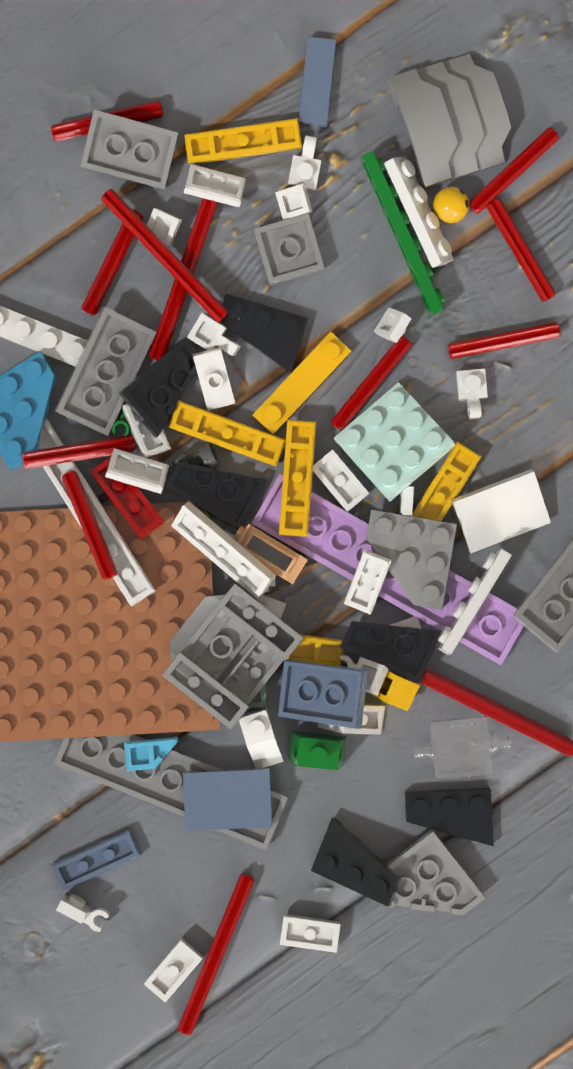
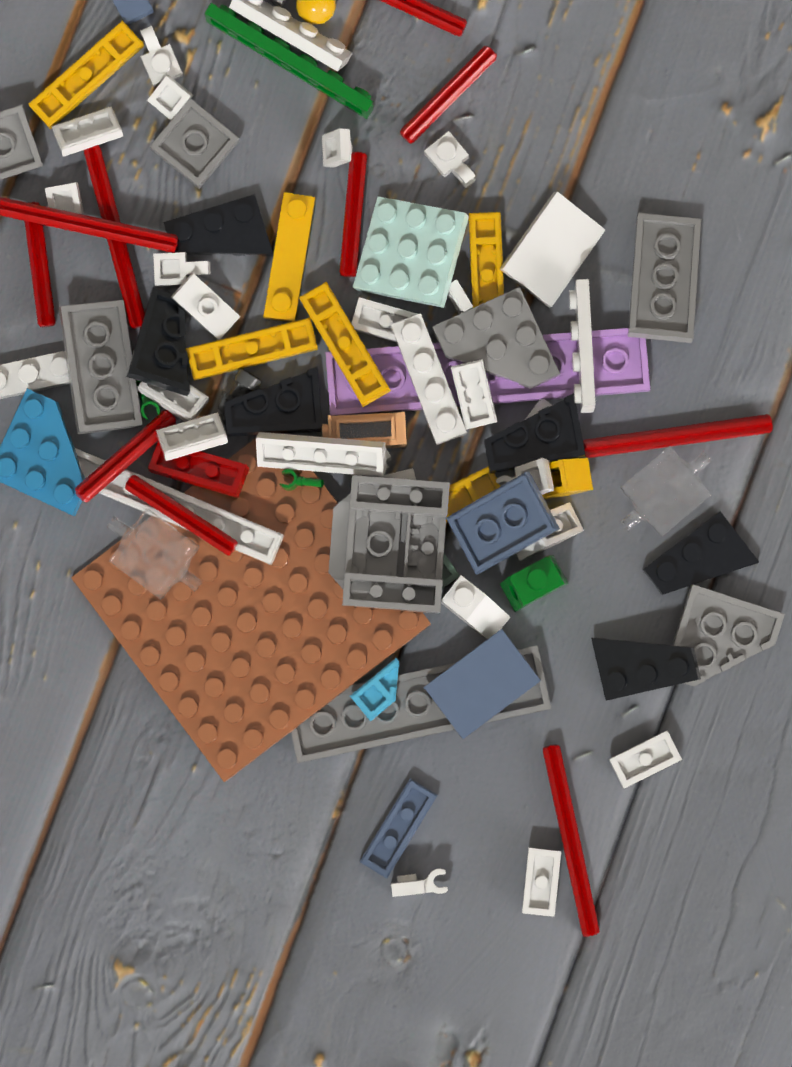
camera: 35 degrees left, 5 degrees down
(51, 539) = (154, 553): none -> clear plate
(196, 560) = (300, 481): none -> green hand
(342, 546) = (428, 379): none -> white plate

